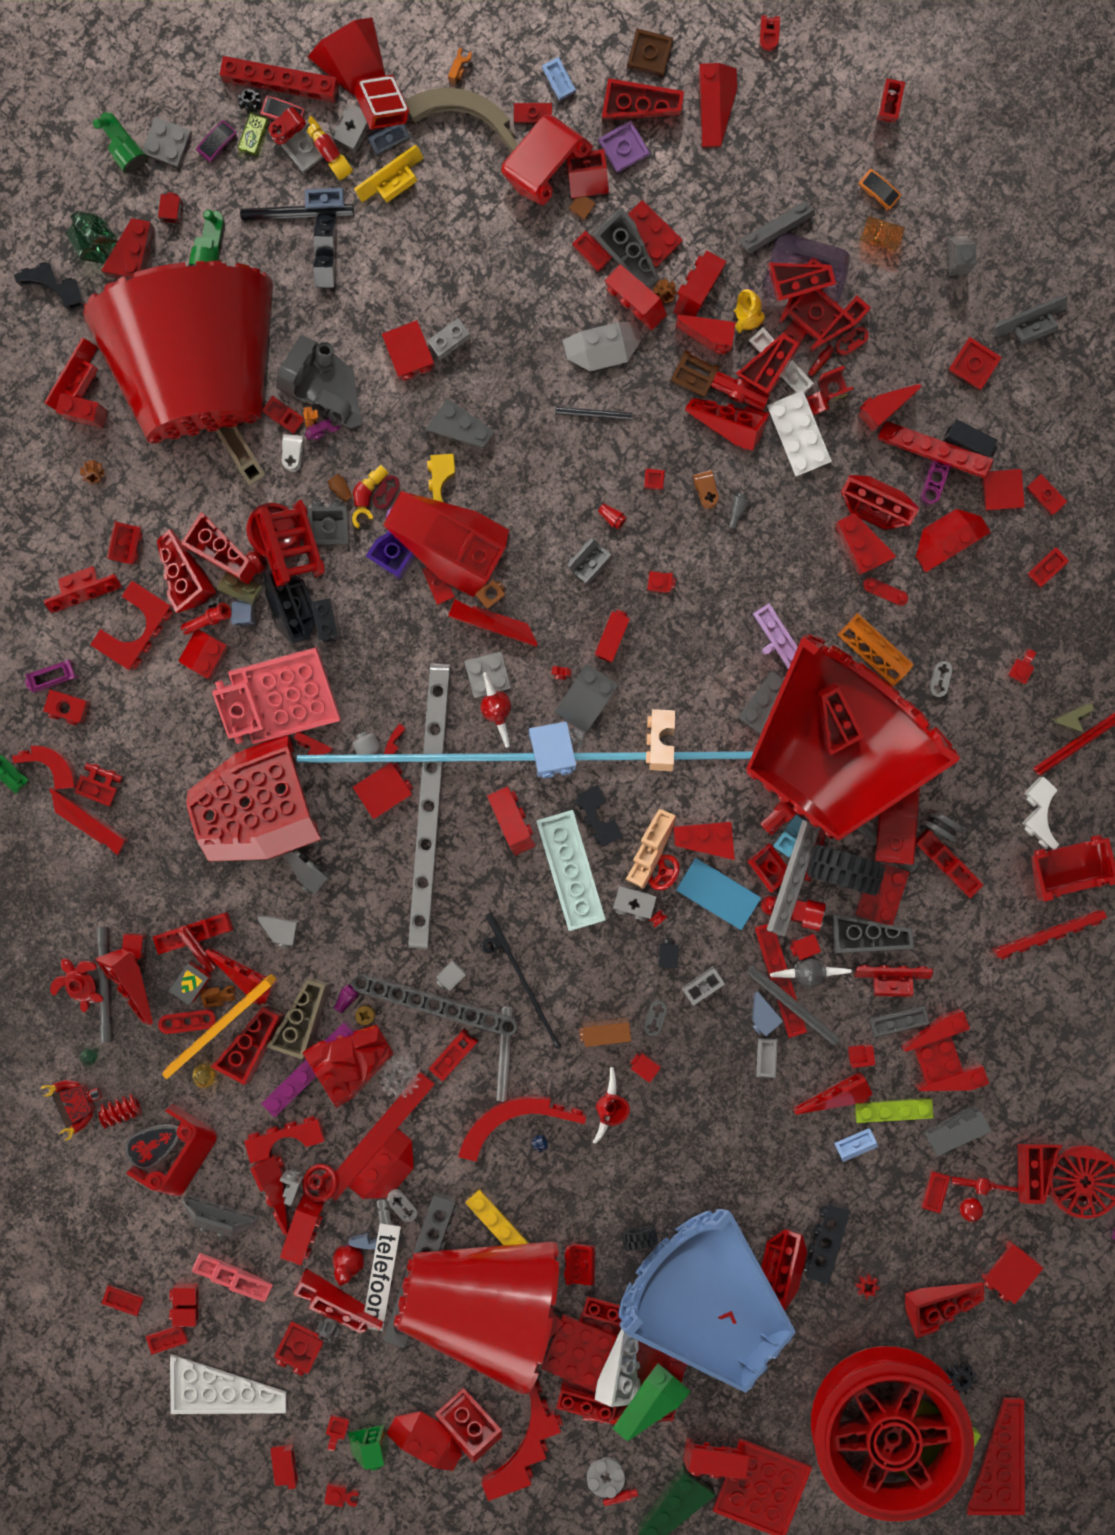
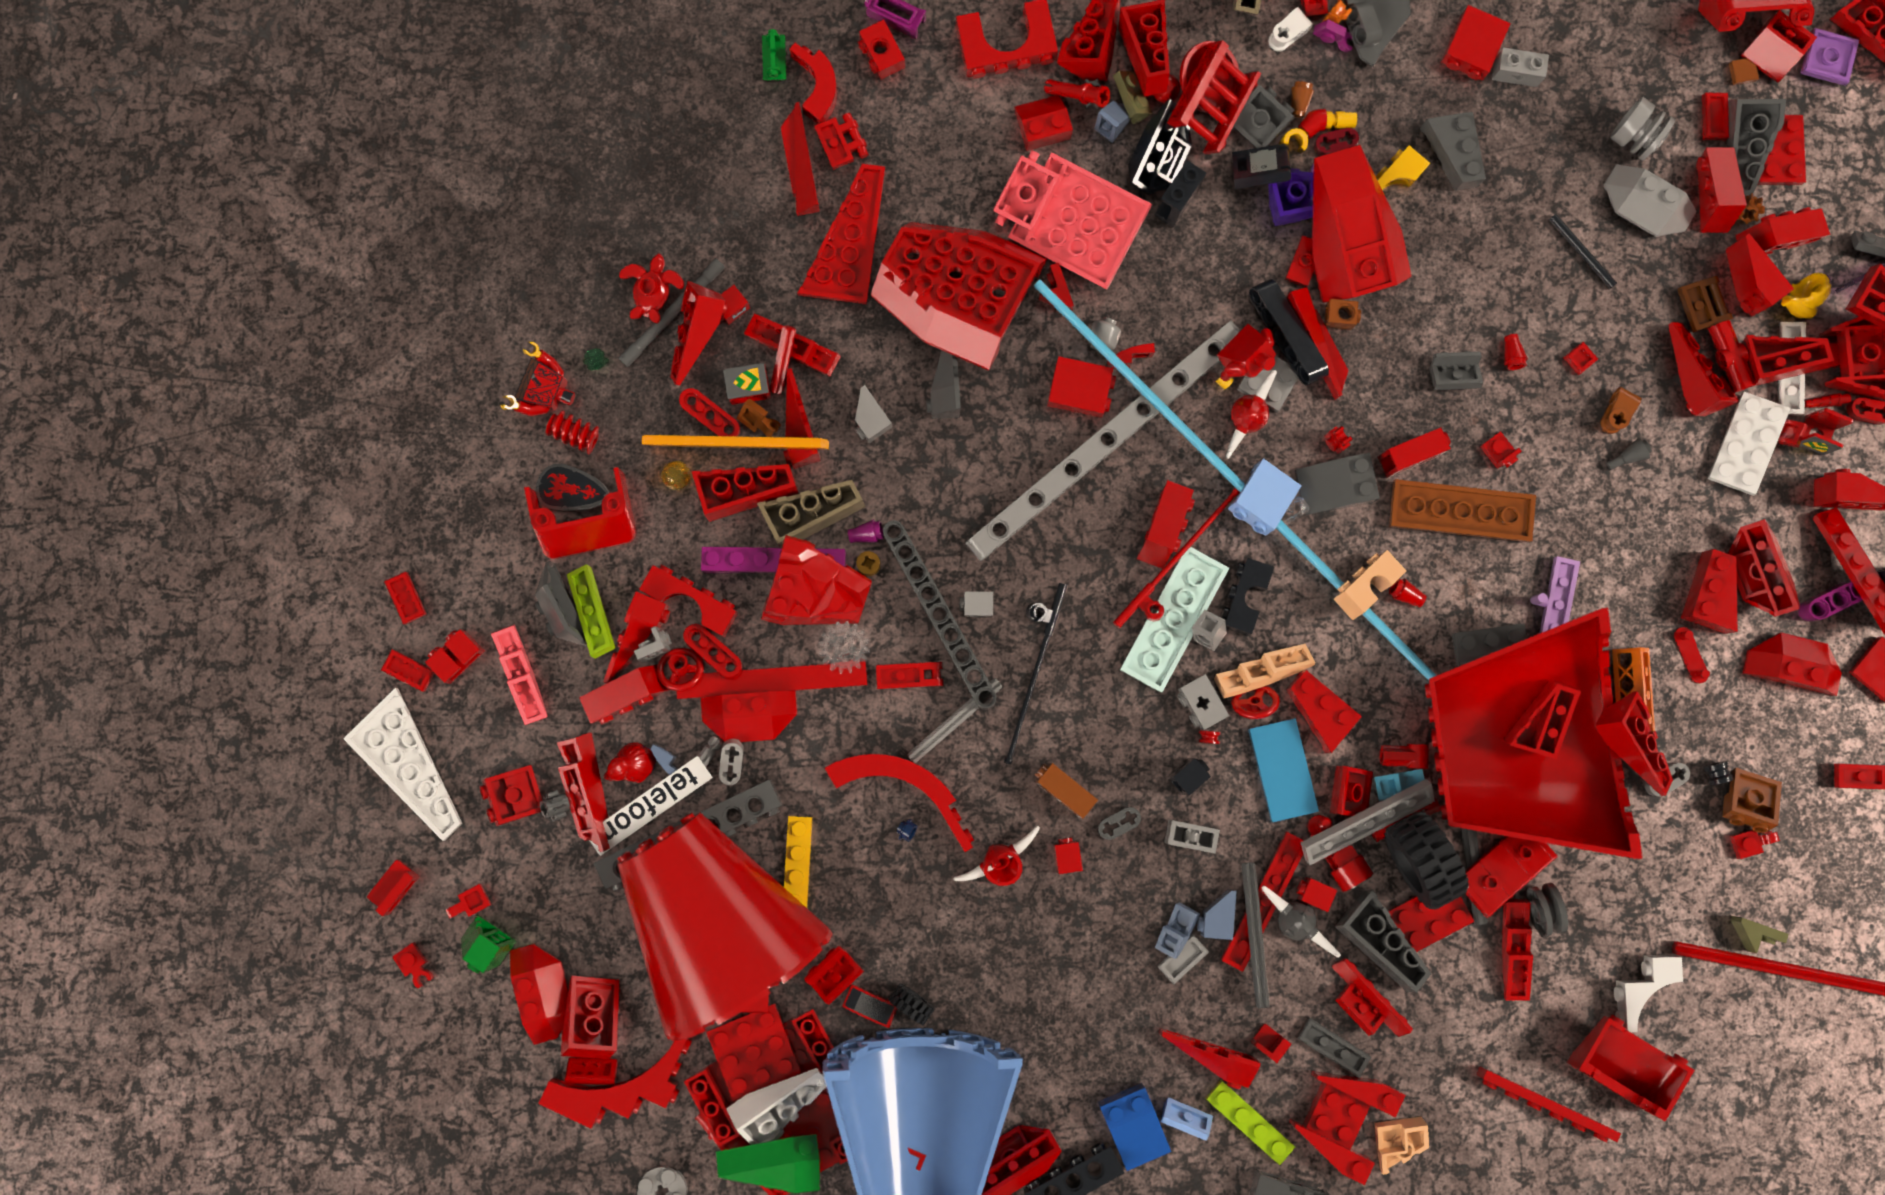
camera: 40 degrees right, 5 degrees down
(168, 845) = (847, 253): none -> red wing
(235, 1203) = (590, 611): none -> lime plate
(320, 1154) = (708, 643): none -> red plate
(357, 552) = (1263, 166): none -> black container
(459, 677) = (1246, 355): none -> red torso
(470, 637) = (1288, 332): none -> black beam
(499, 1453) = (591, 1071): none -> red plate
(541, 880) = (1142, 599): none -> red piece
(556, 307) = (1642, 128): none -> light grey wheel
(596, 858) = (1209, 630): none -> light grey brick
(617, 1261) = (870, 1006): none -> slope
(673, 640) = (1462, 510): none -> dark orange plate
(688, 720) = (1406, 592): none -> red cone
(748, 1045) = (1177, 931): none -> sand blue slope
(831, 1178) = (1134, 1126): none -> blue slope
(894, 680) = (1630, 737): none -> red wedge
(965, 647) = (1718, 773): none -> black wheel
(987, 1036) = (1400, 1140): none -> light nougat slope
(999, 644) = (1752, 801): none -> dark orange plate

